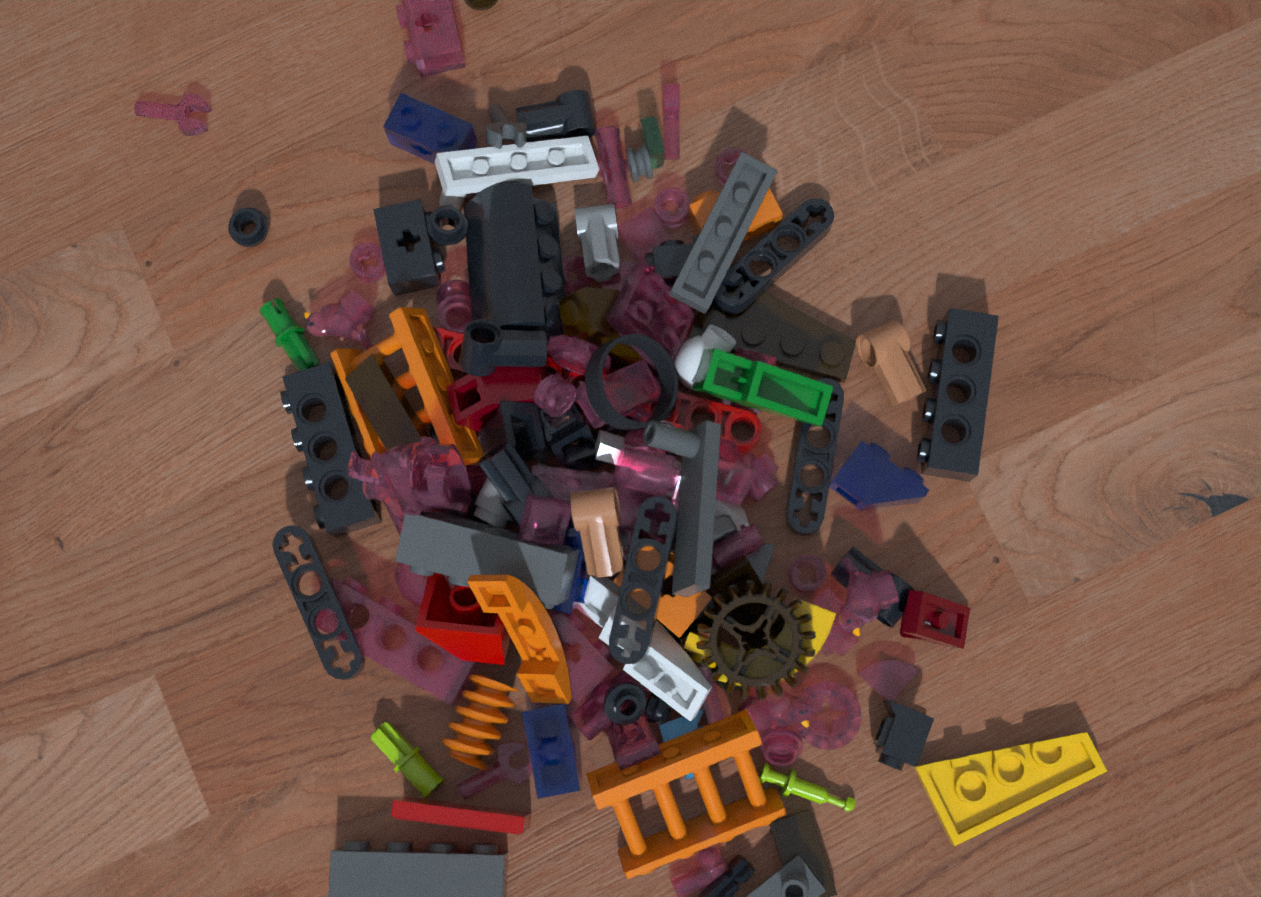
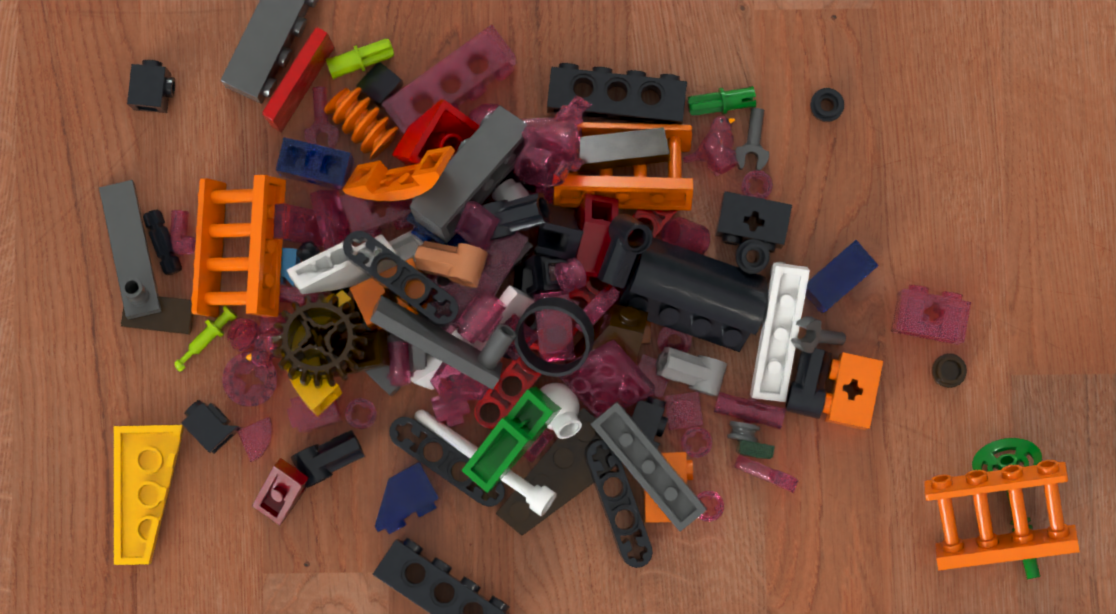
camera: 110 degrees right, 5 degrees up
(178, 113) = (950, 85): clear pink bar -> none
(313, 605) = (498, 32): black beam -> none
(322, 286) = (753, 141): none -> dark grey bar
(427, 722) = (380, 84): none -> black slope
(527, 62) = (866, 376): none -> orange brick
(617, 695) = (330, 226): black plate -> none
(809, 337) = (538, 497): none -> white piece
(865, 597) = (318, 442): clear pink animal -> none
(887, 352) = (501, 554): nougat piece -> none

